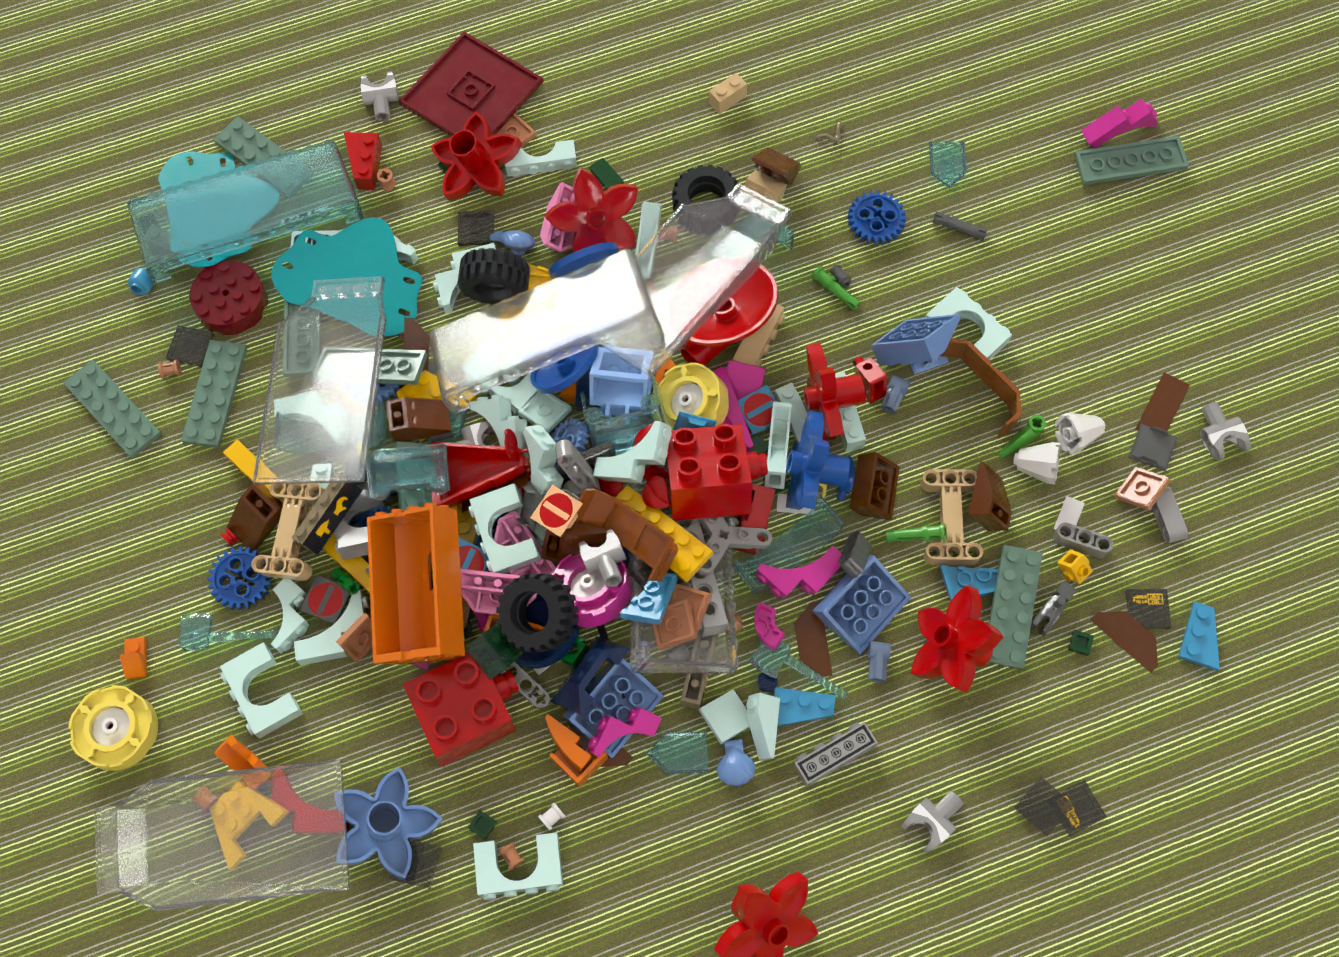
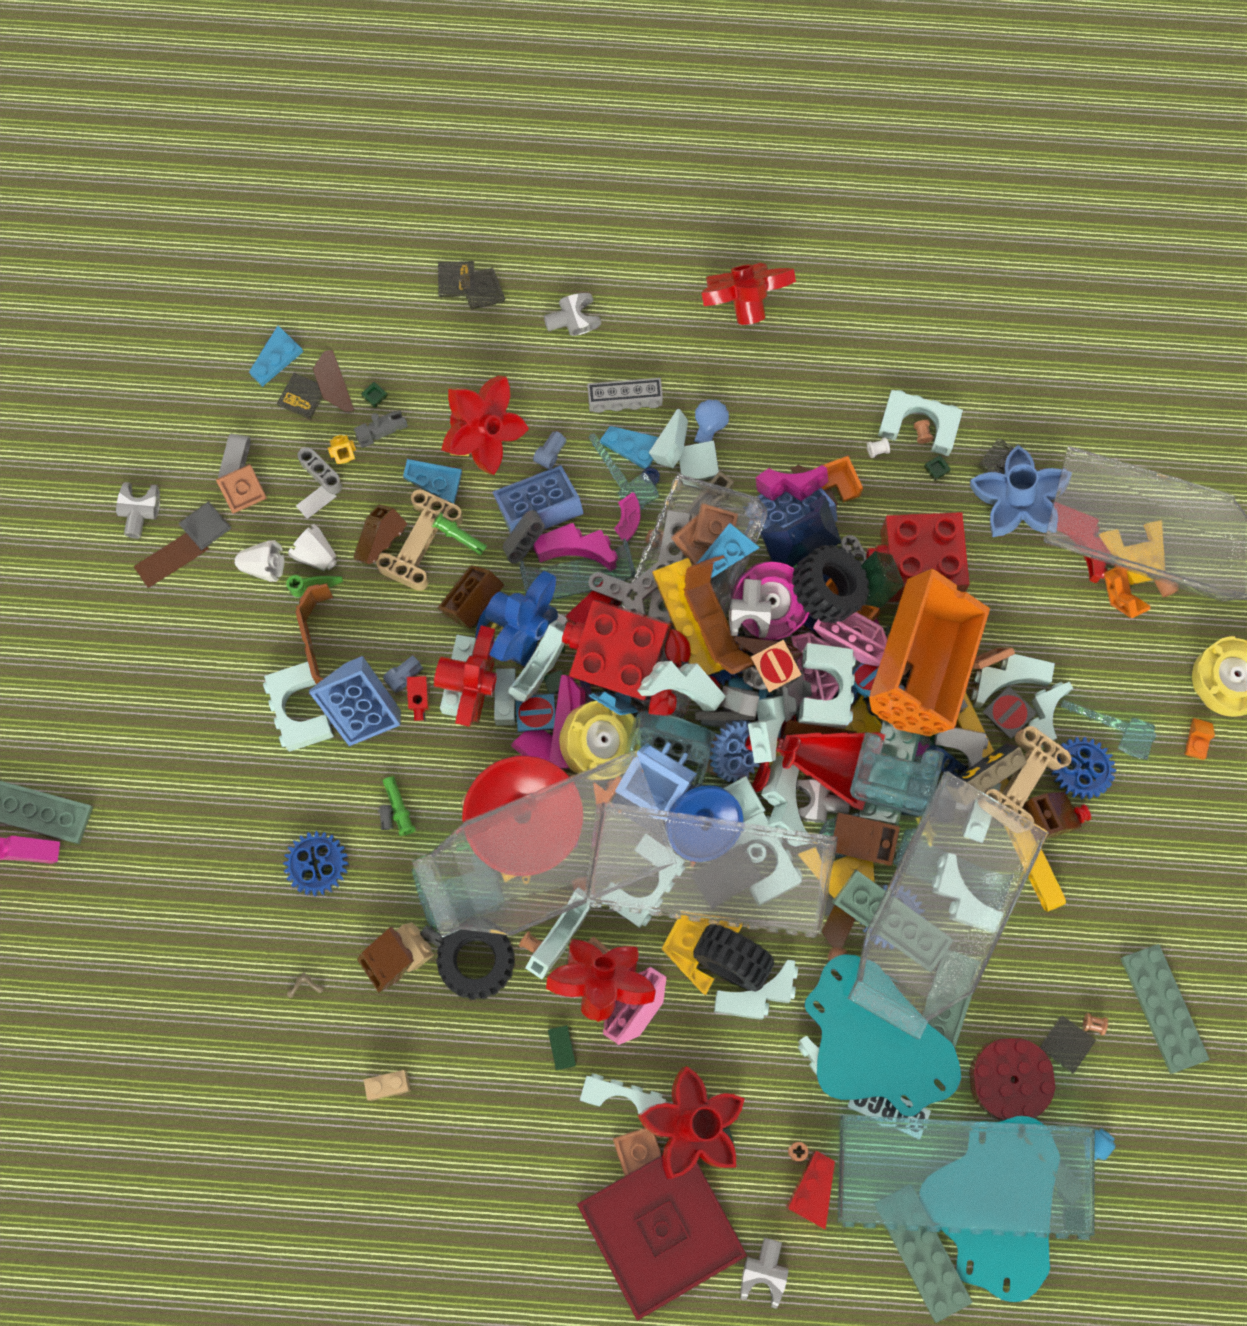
camera: 160 degrees left, 5 degrees up
(214, 394) = (1055, 978): sand green plate -> none
(239, 674) = (1100, 632): light aqua arch -> none
(345, 580) = (986, 718): green pin -> none
(475, 227) = (724, 1048): clear smoke tile -> none
(515, 240) = (690, 1006): medium blue animal -> none
(568, 744) = (842, 491): orange slope -> none
(582, 258) = (636, 929): blue dish -> none
(681, 752) = (749, 452): clear light blue tile -> none
(813, 641) = (594, 494): reddish brown sticker -> none
(947, 161) = (207, 896): clear light blue tile -> none
(959, 225) = (245, 823): dark grey pin -> none
(1014, 604) = (411, 444): sand green plate -> none

